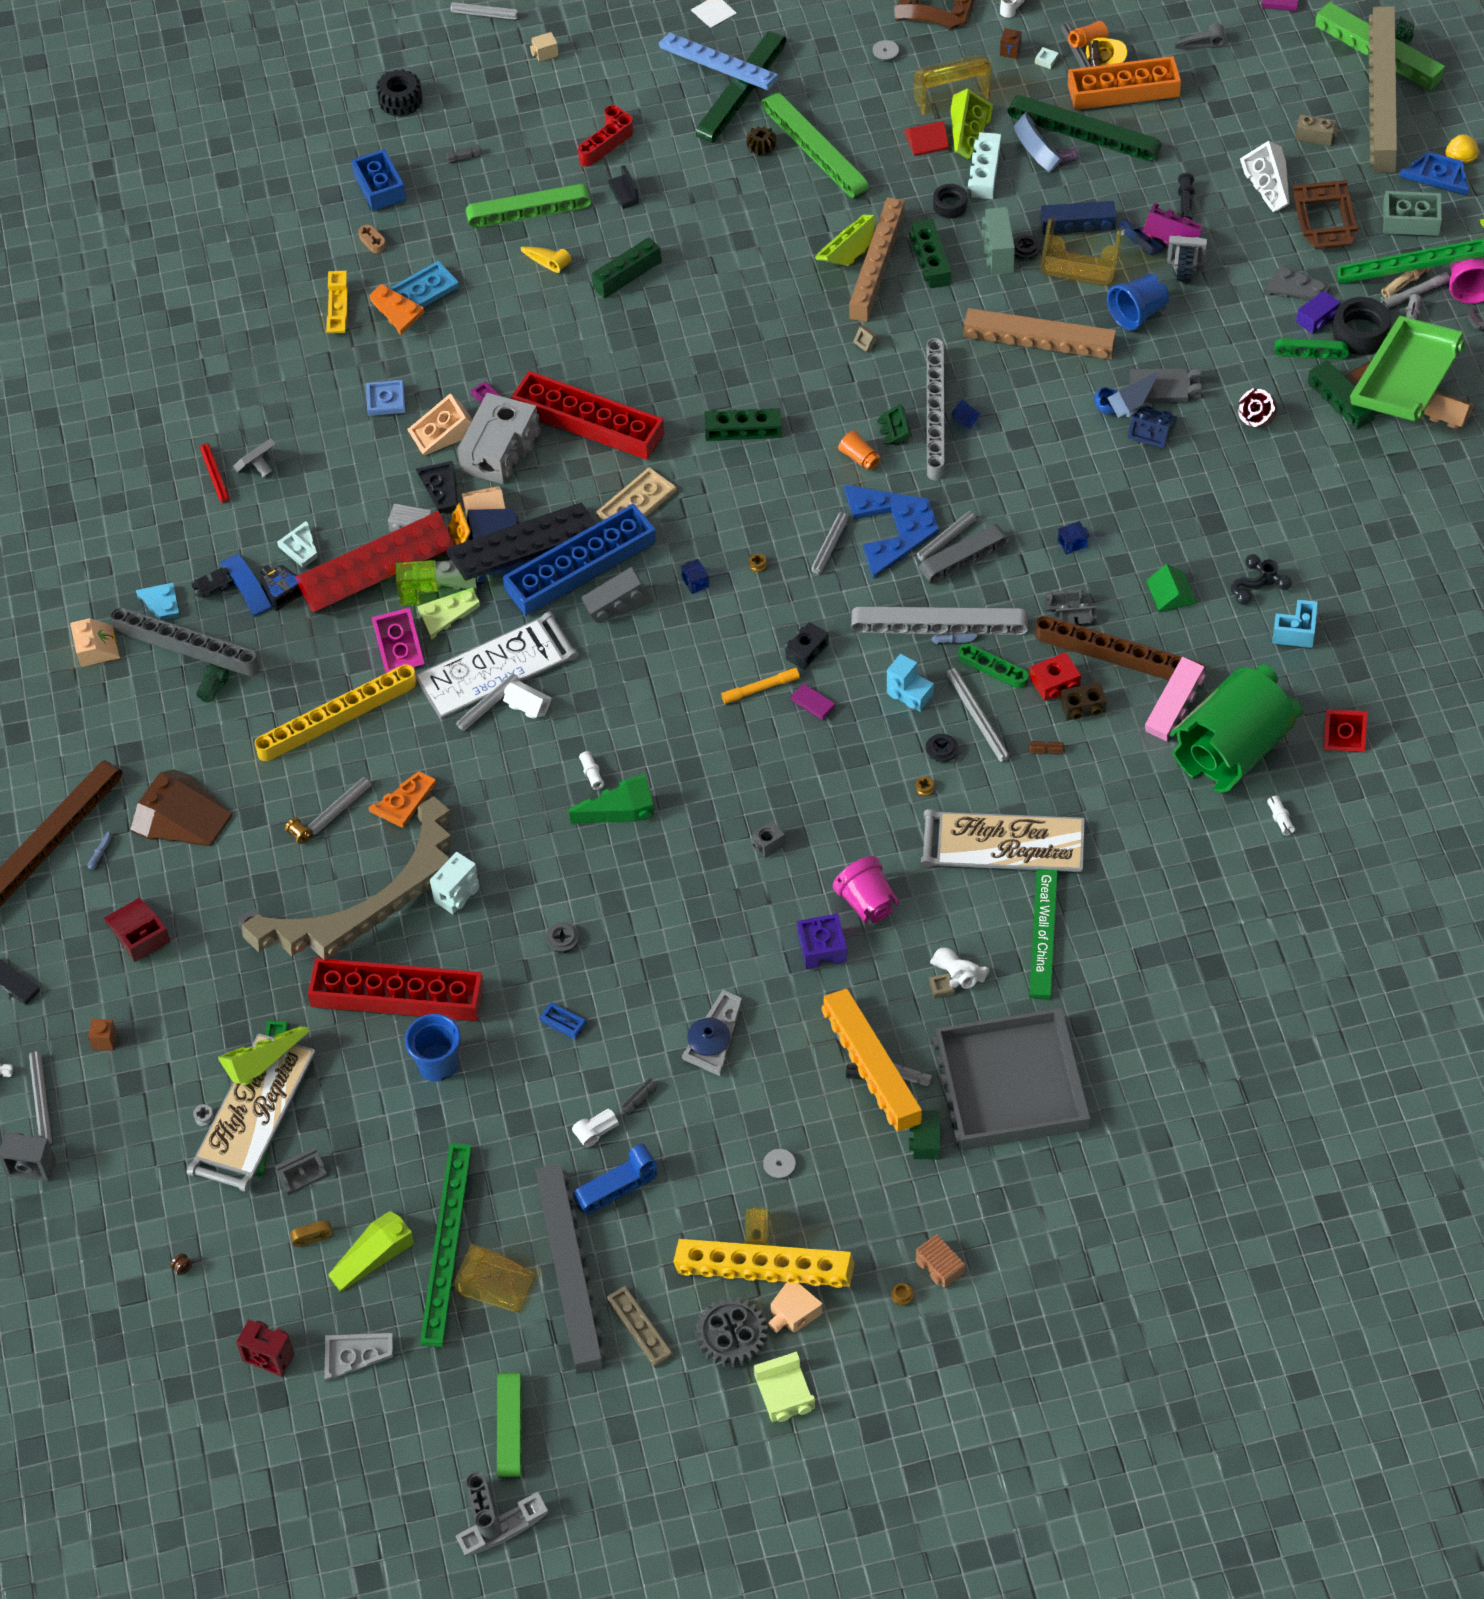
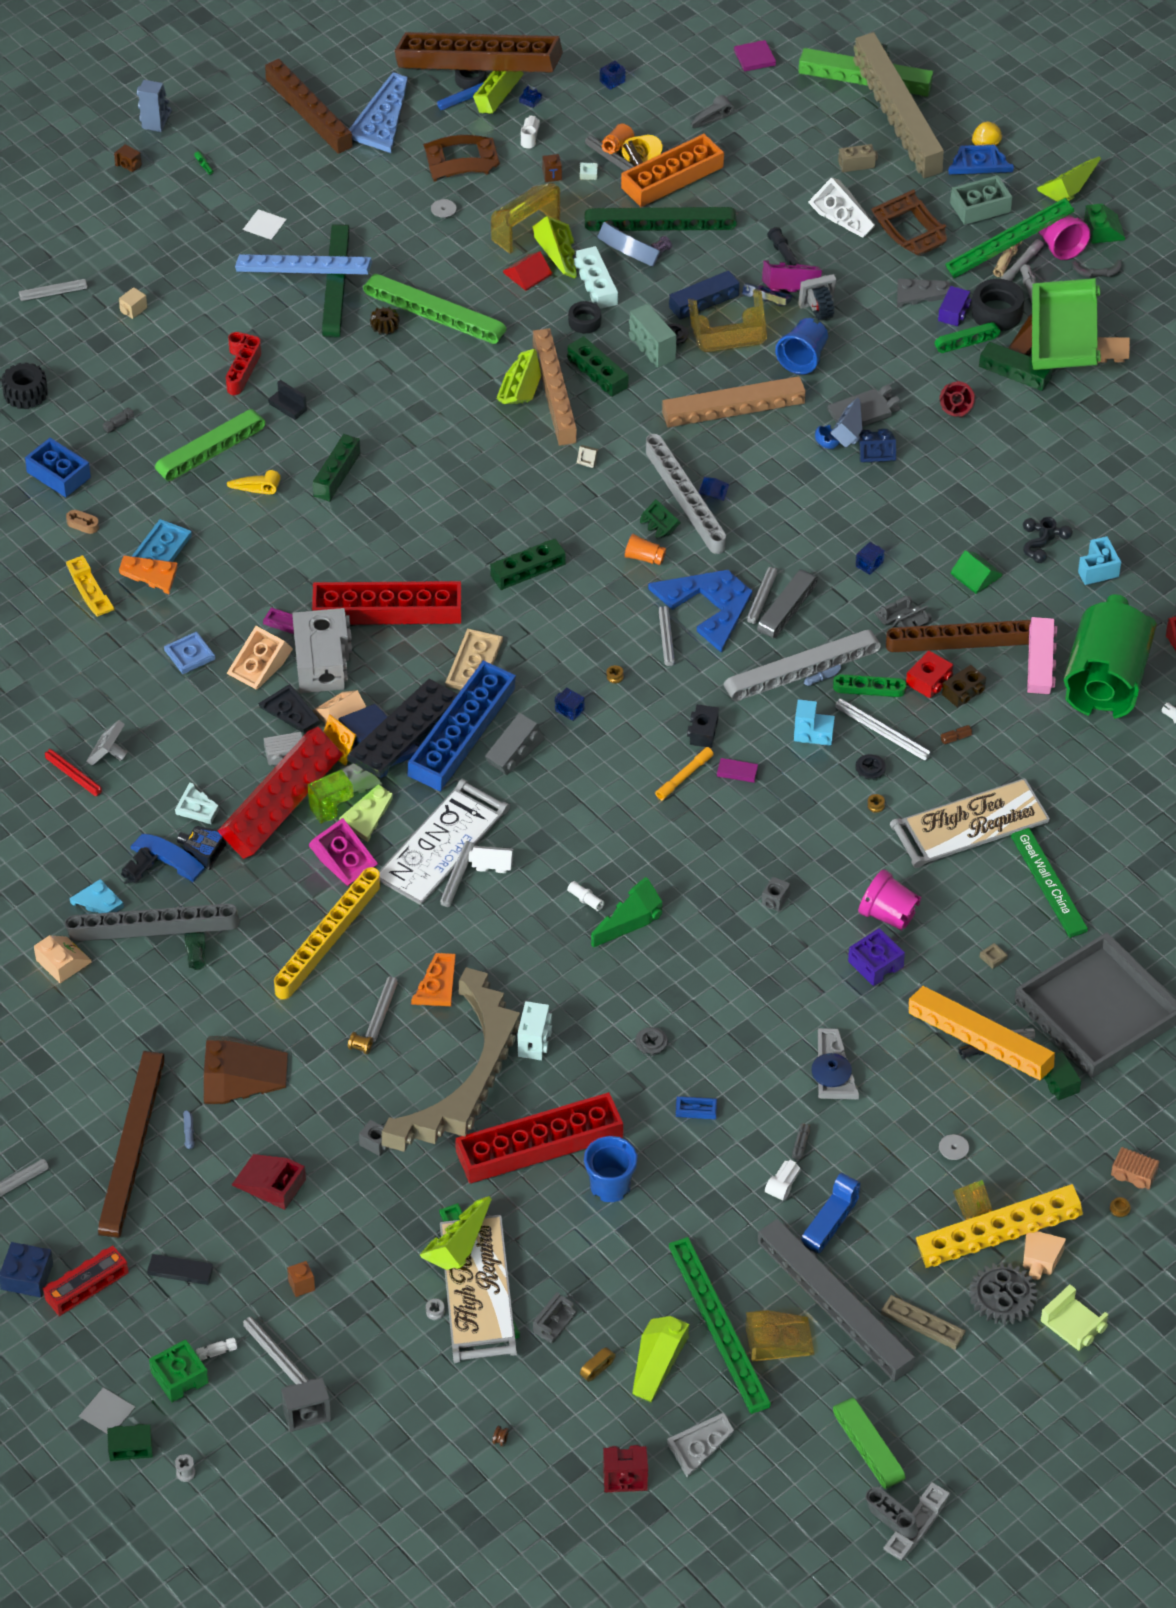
camera: 30 degrees left, 5 degrees down
(961, 971) = (1006, 936): white animal -> none

